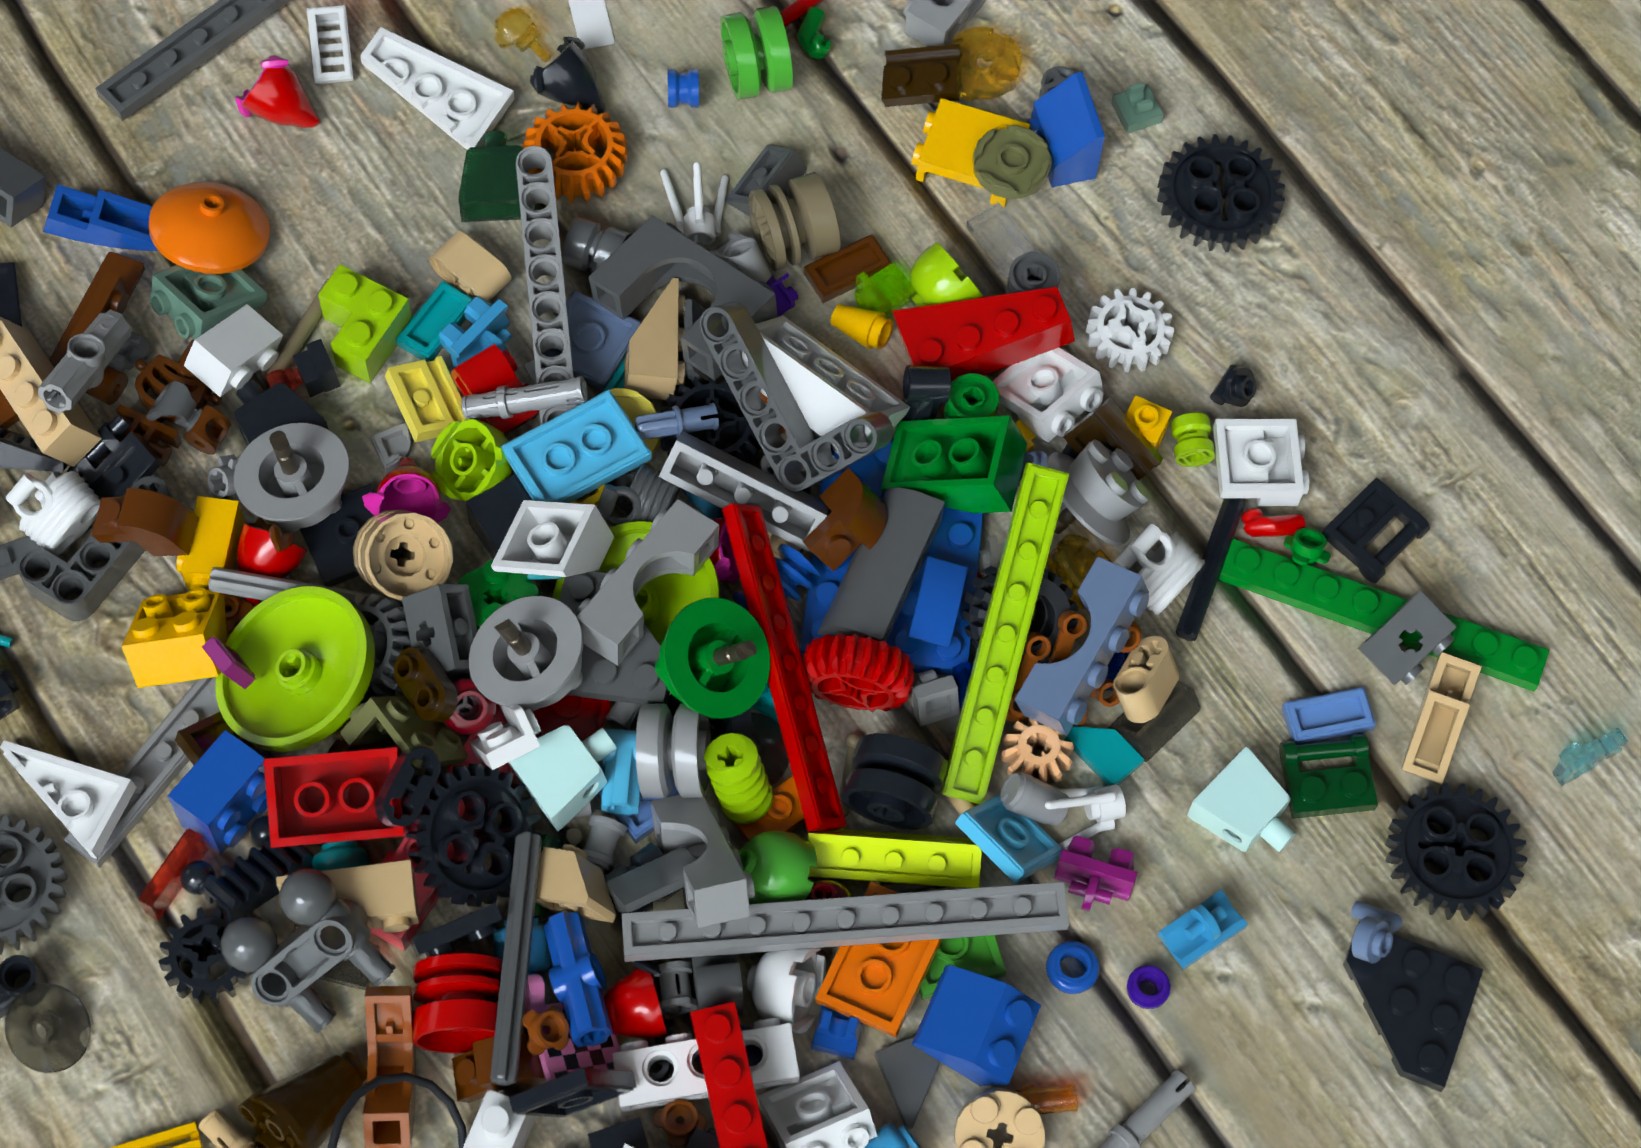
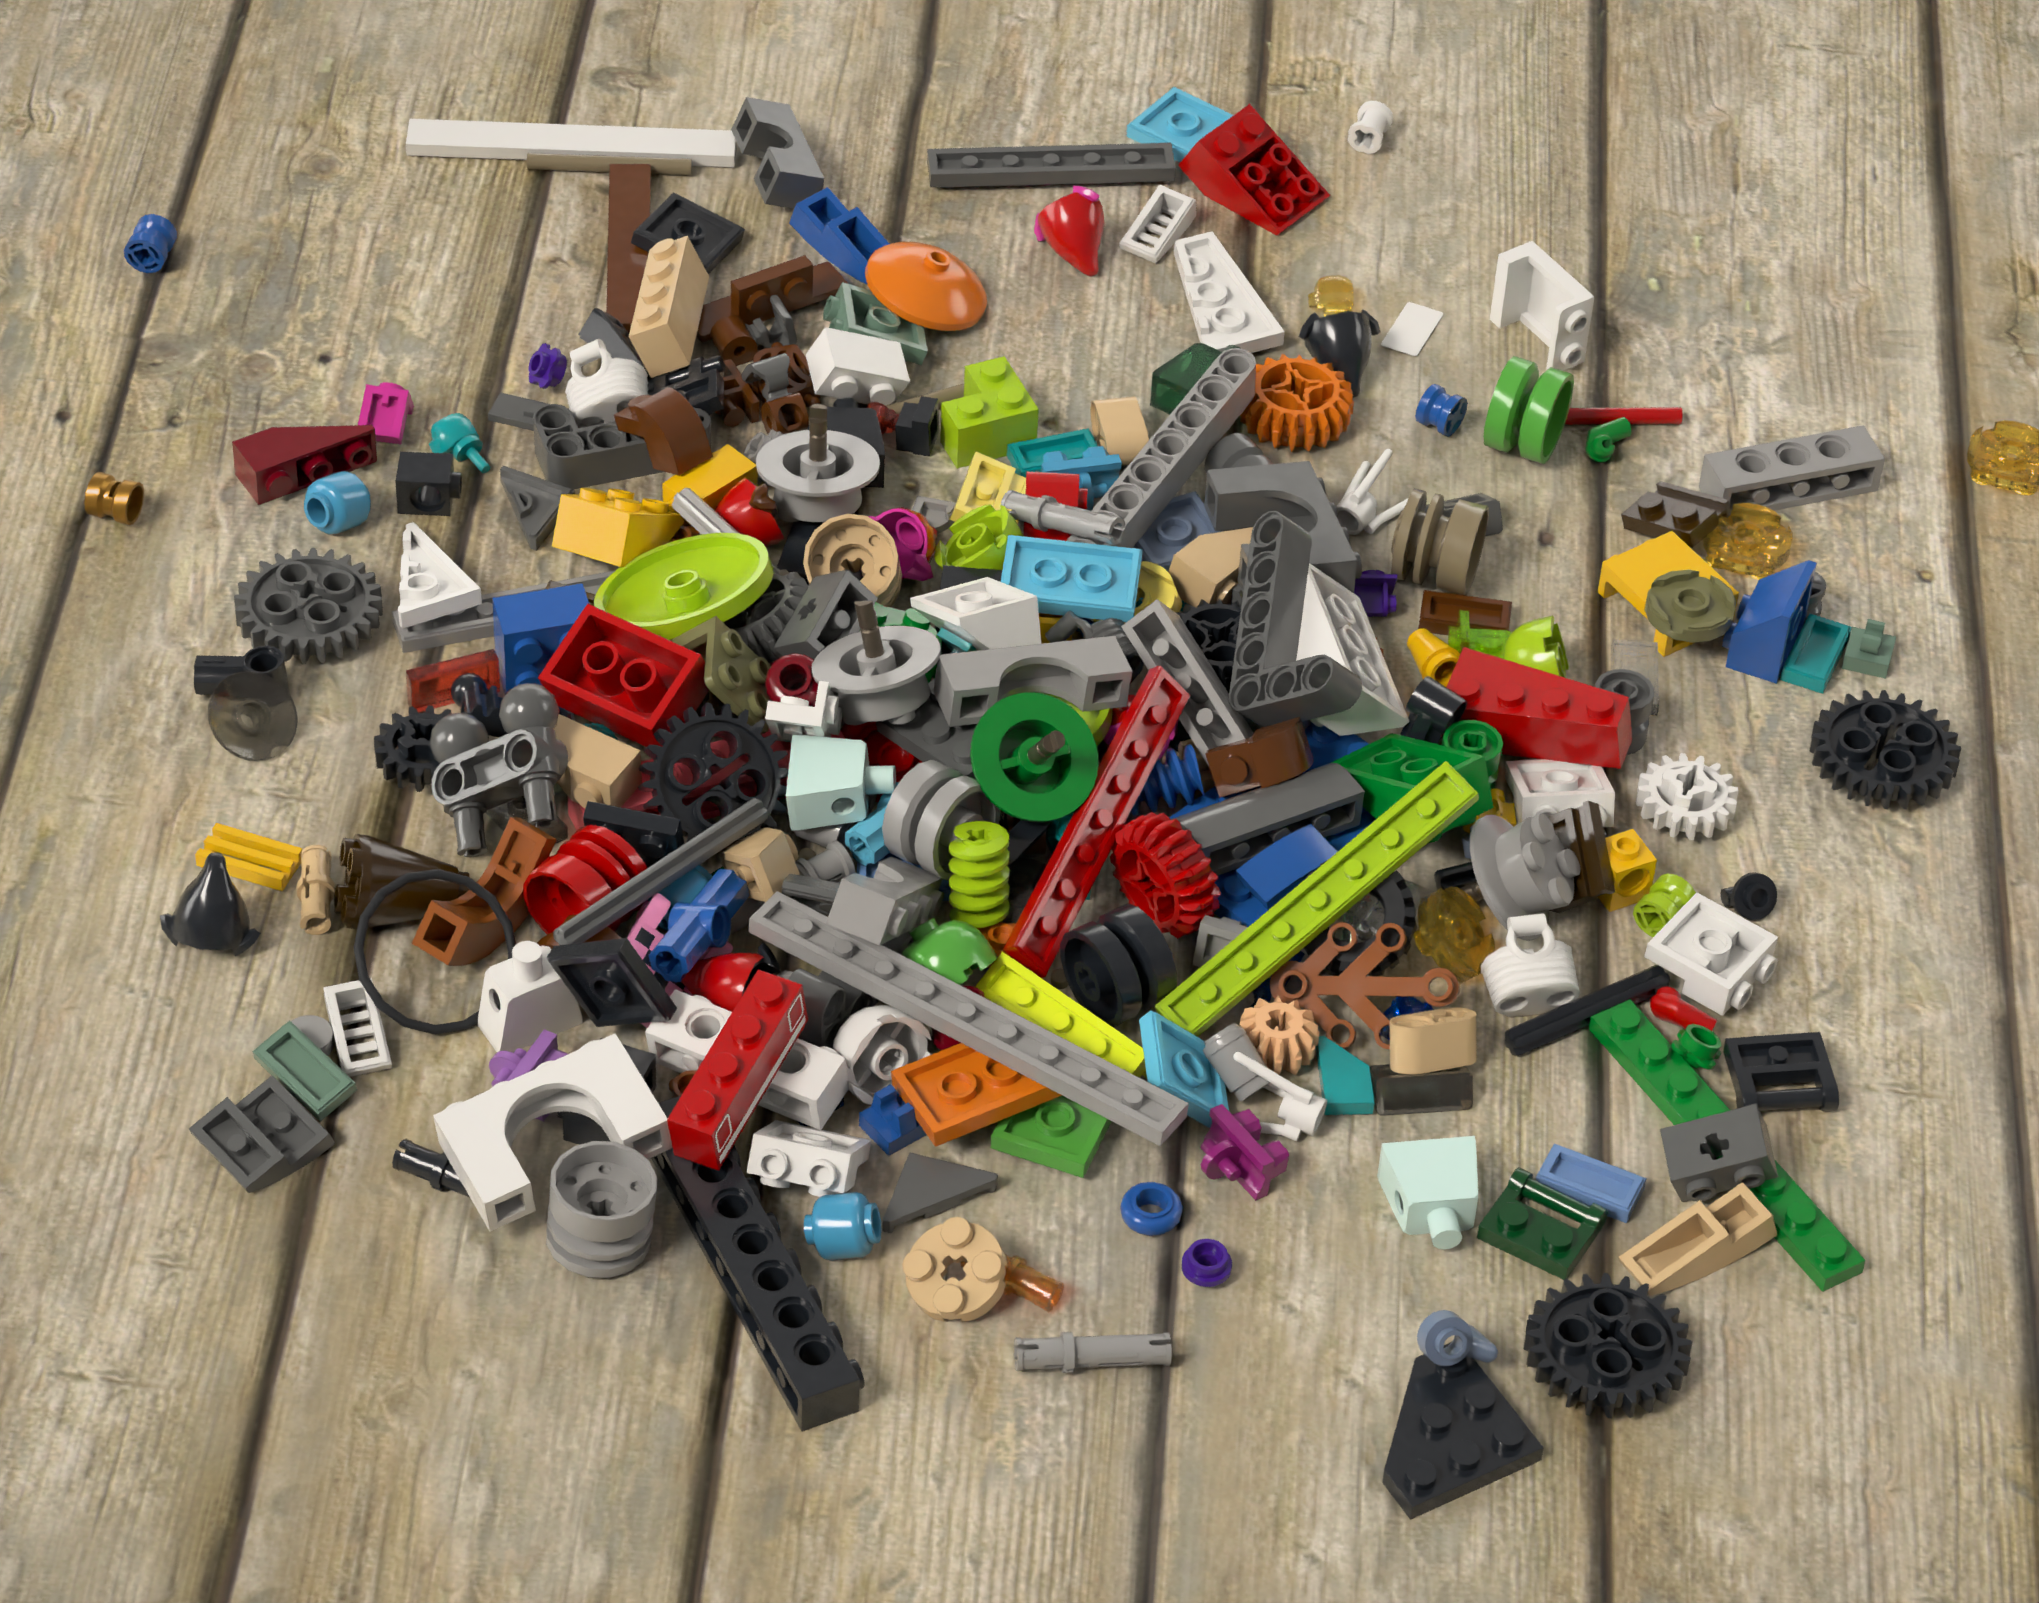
camera: 40 degrees right, 20 degrees down
(82, 648) = (533, 502): none -> dark grey tile
(84, 361) = (722, 292): light grey piece -> none
(229, 662) = (634, 550): magenta tile -> none
(399, 782) = (679, 677): black beam -> none
(425, 685) = (772, 641): dark brown plate -> none
(557, 1030) = (641, 923): dark orange plate -> none
(676, 421) = (1193, 614): sand blue axle -> none
(745, 254) = (1369, 542): light grey piece -> none
(976, 1026) = (1013, 1176): blue slope -> none
(1060, 690) = (1335, 978): sand blue arch -> none
(1116, 148) = (1816, 653): none -> teal tile
(1202, 929) = (1296, 1245): dark azure hips -> none
(1580, 759) = (1814, 1356): clear light blue plate -> none

